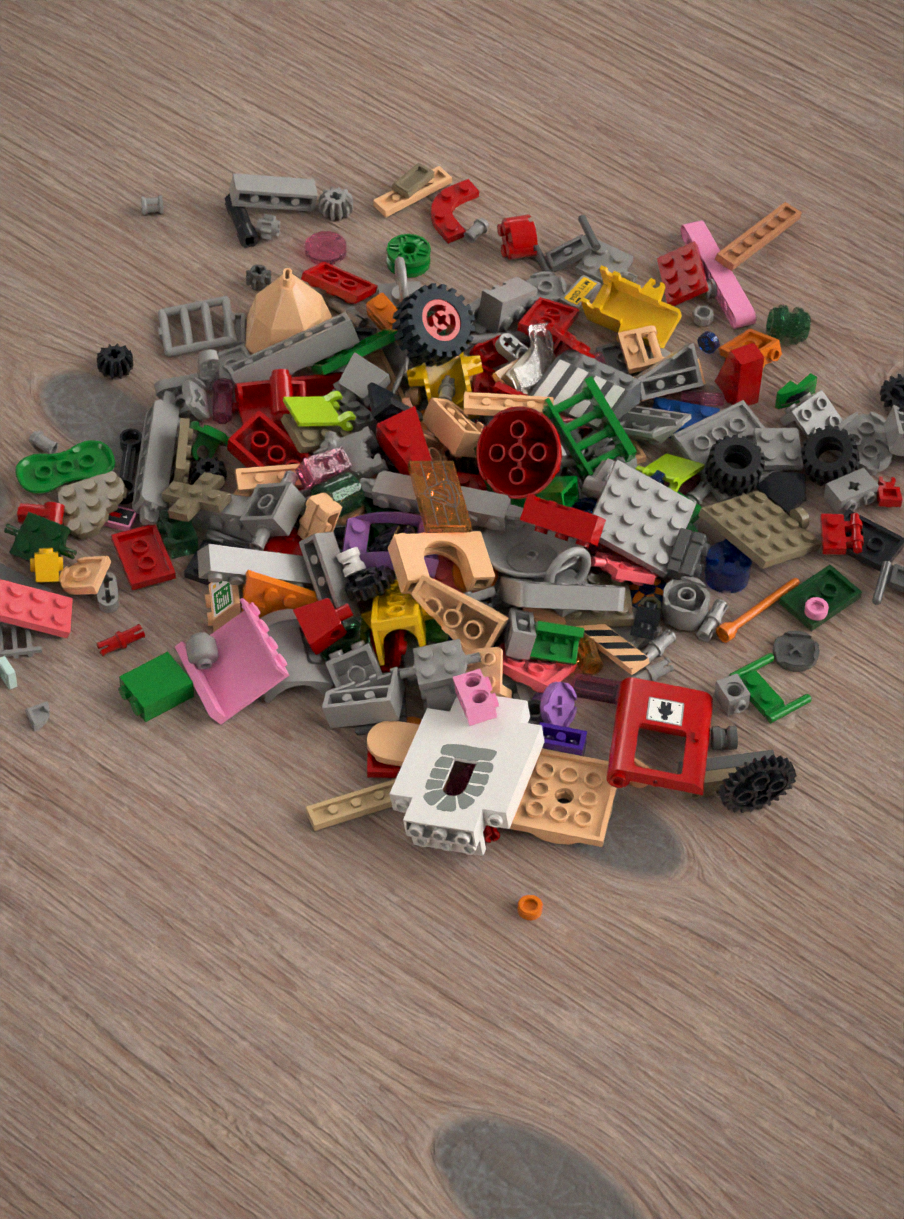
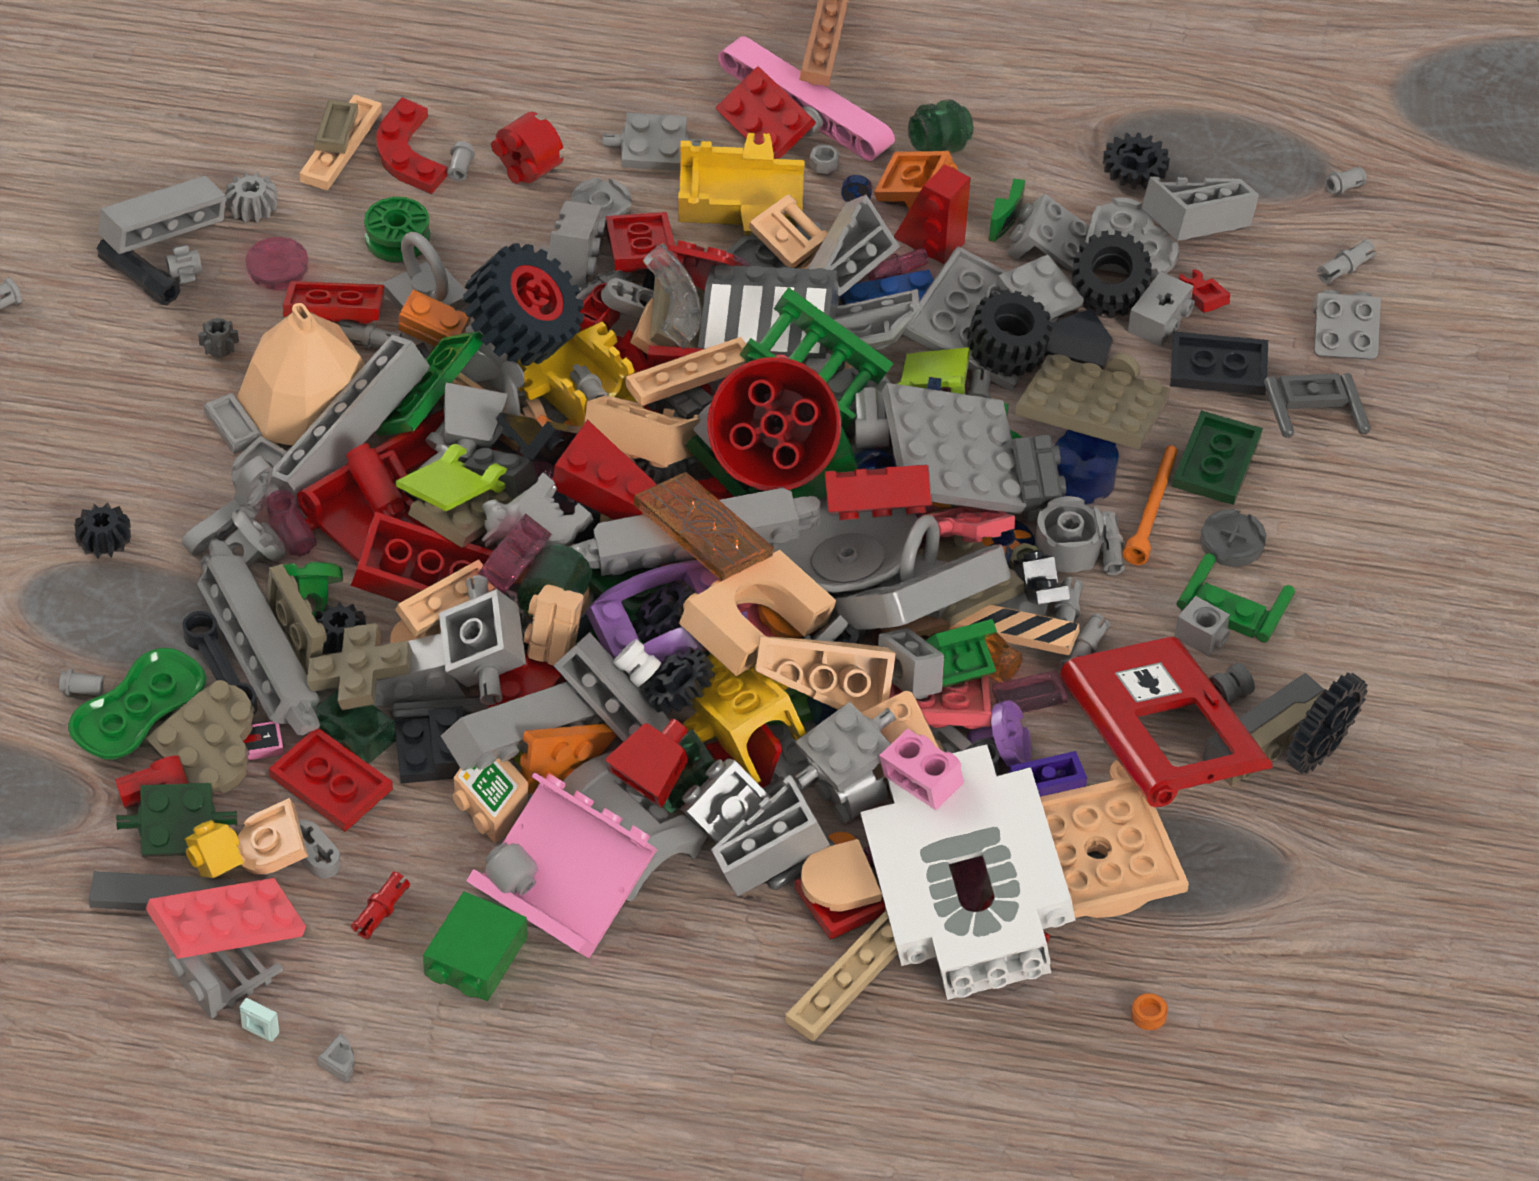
camera: 30 degrees left, 0 degrees up
(211, 341) = (173, 405): light grey bar -> none
(569, 251) = (605, 140): dark grey plate -> none
(583, 287) = (650, 189): tile -> none
(816, 608) = (1227, 473): bright pink tile -> none
(833, 533) = (1182, 370): red plate -> none

